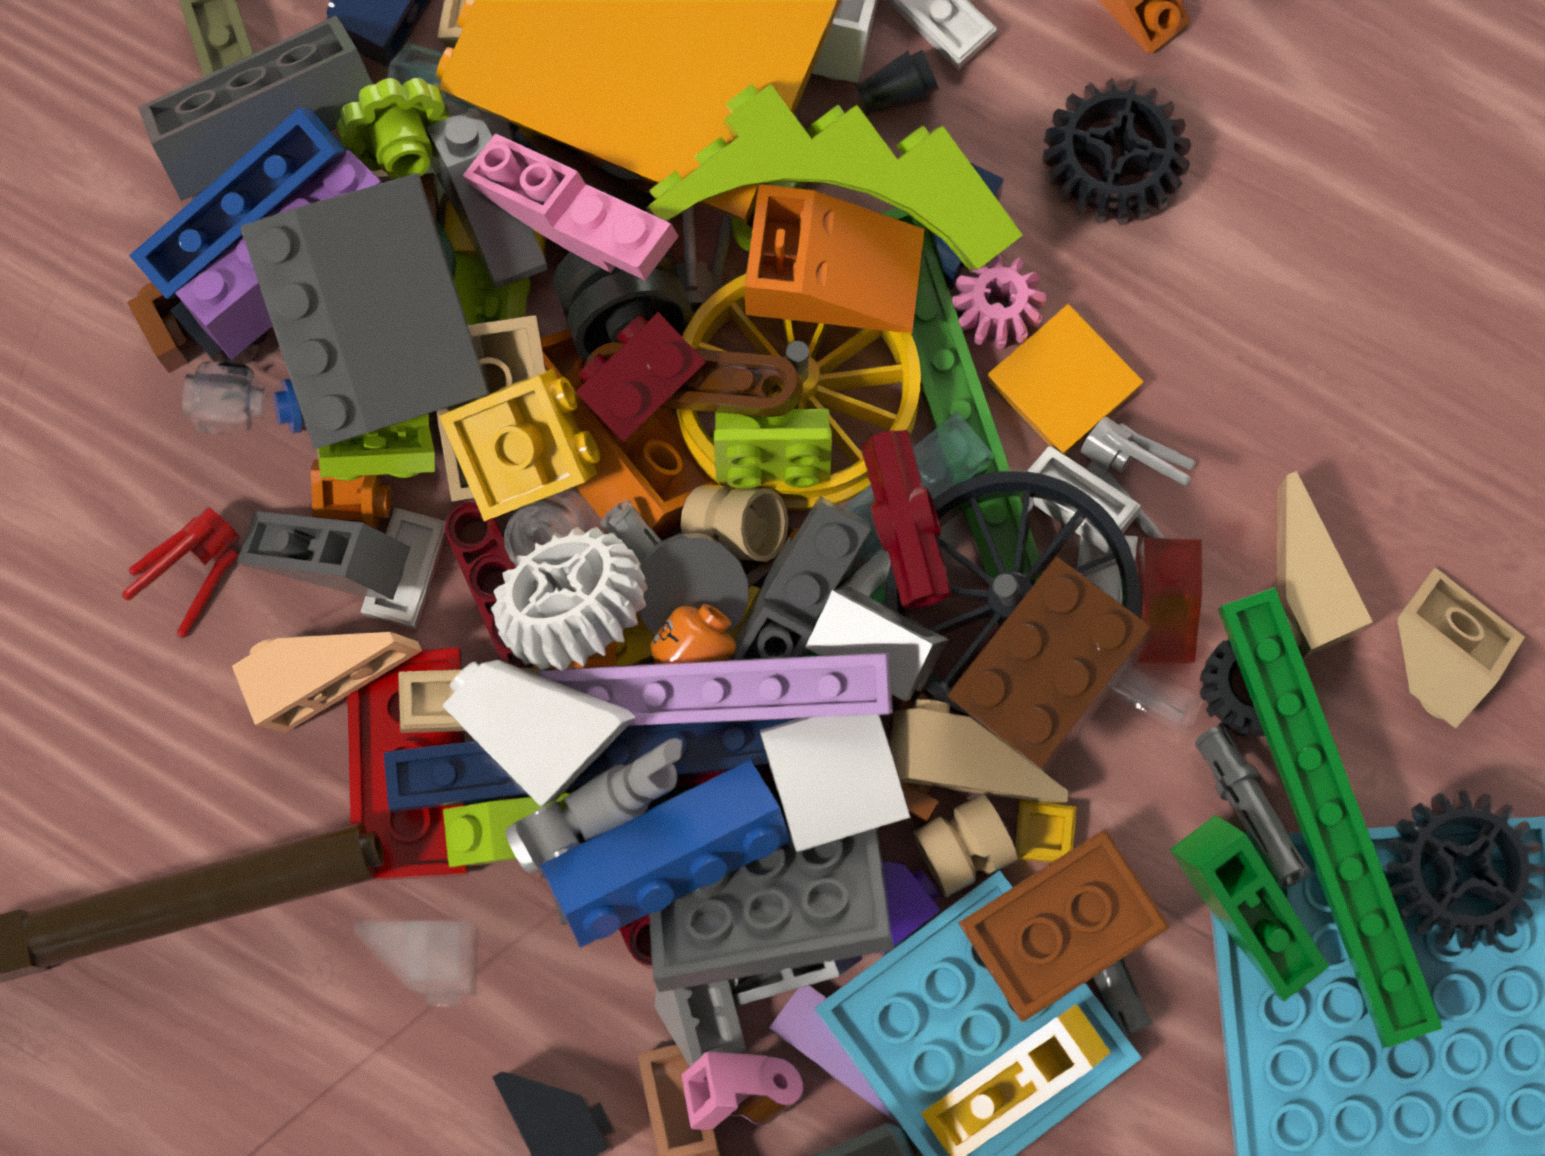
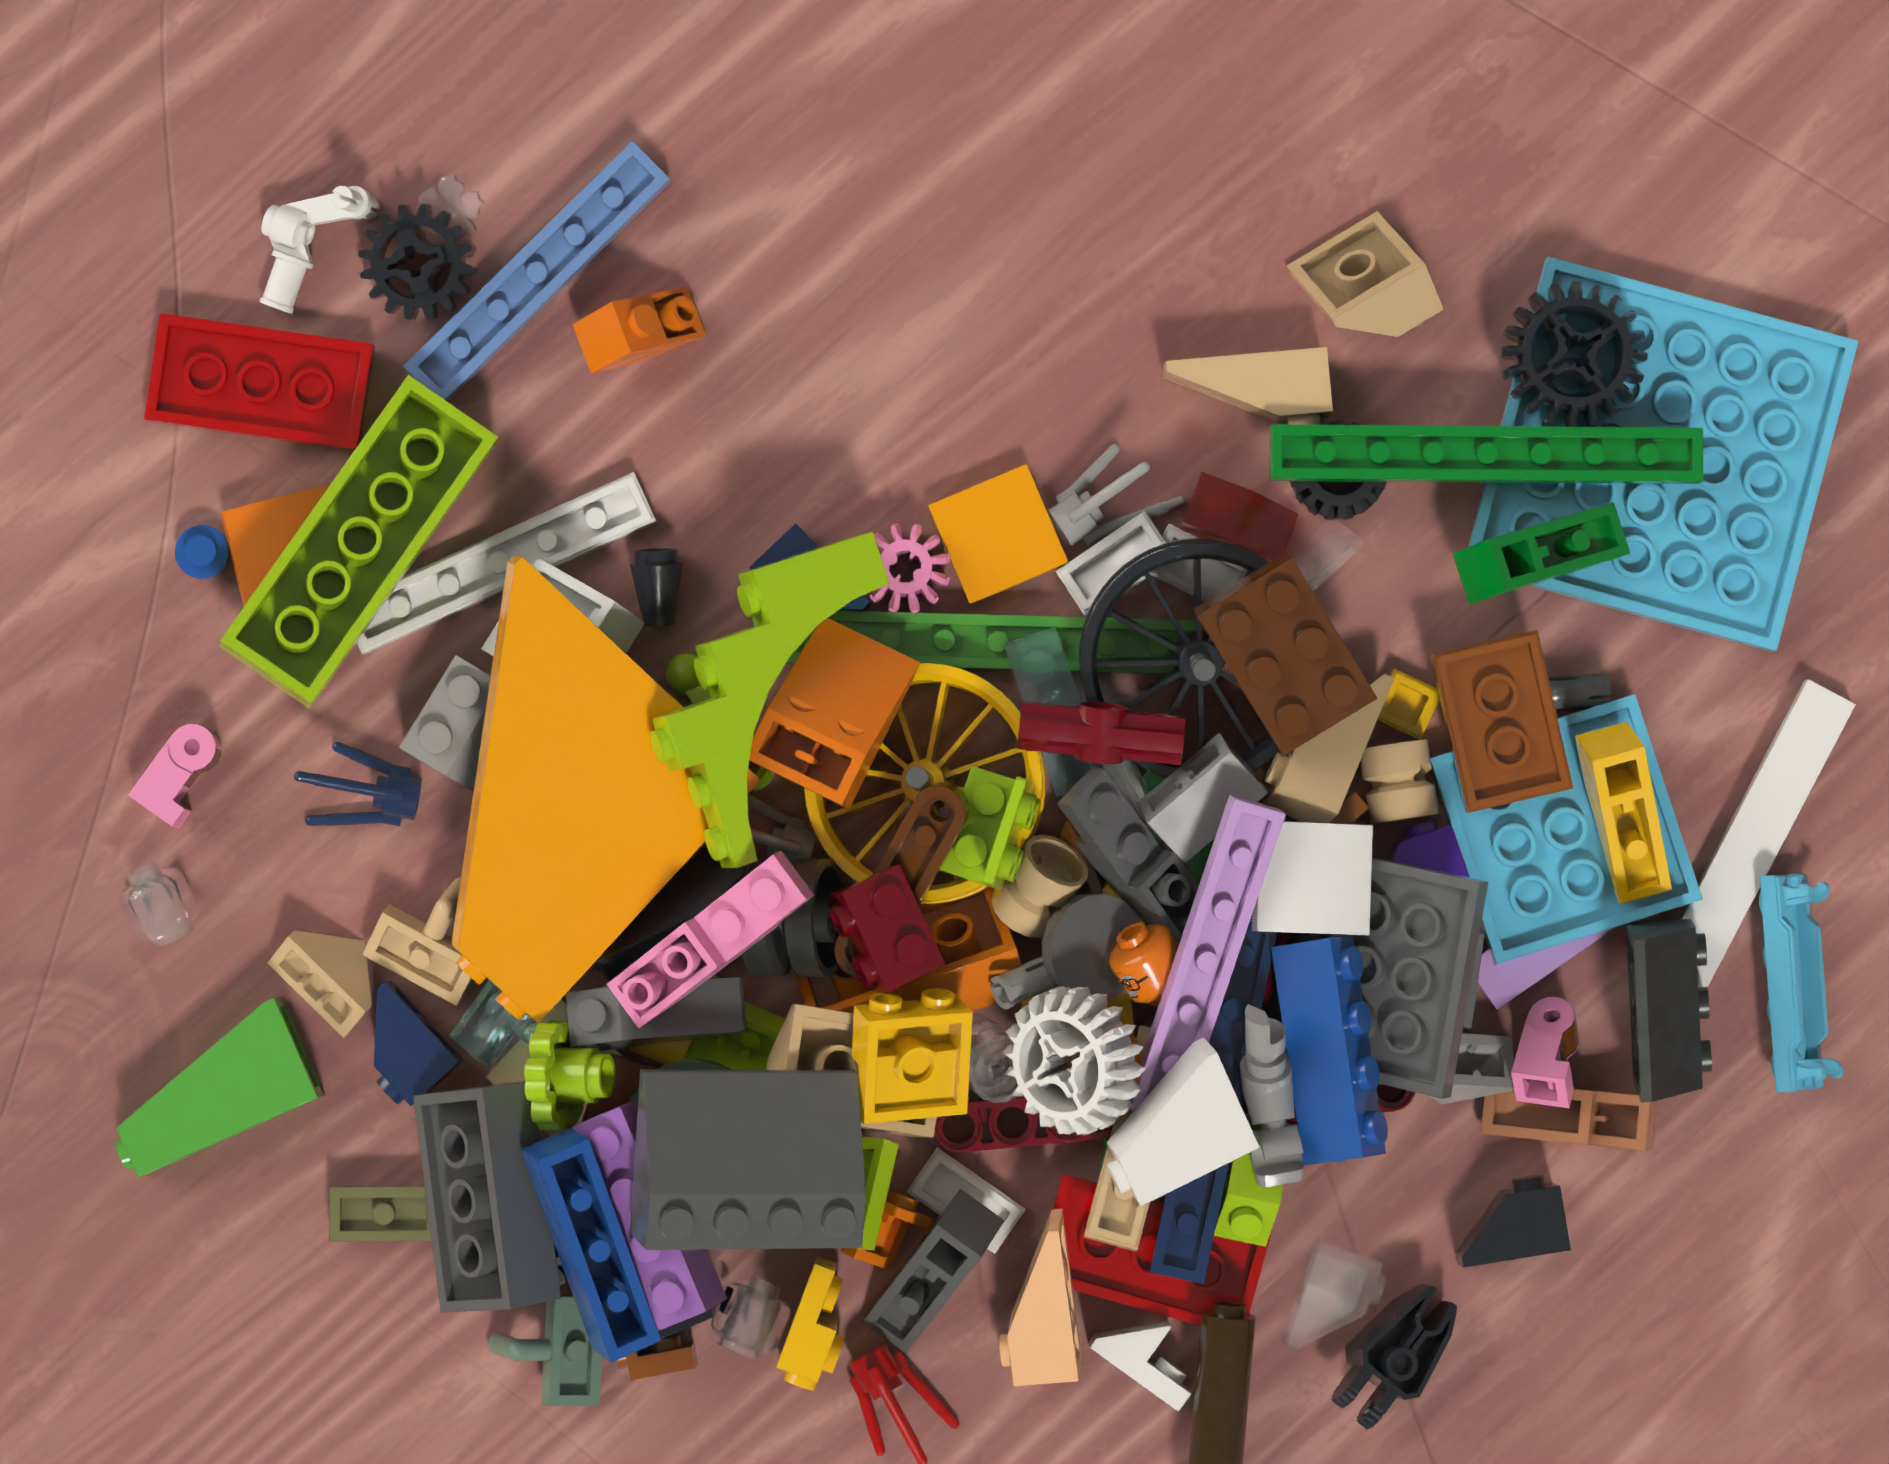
camera: 80 degrees left, 10 degrees up
(110, 248) = (569, 1362): none -> sand green plate
(220, 452) = (812, 1336): none -> yellow plate
(288, 408) = (777, 1260): blue plate -> none
(299, 775) = (1130, 1352): none -> white slope
(382, 1039) = (1396, 1353): none -> black hinge
(1137, 154) = (822, 367): black gear -> none
(1241, 788) = (1440, 517): dark grey pin -> none

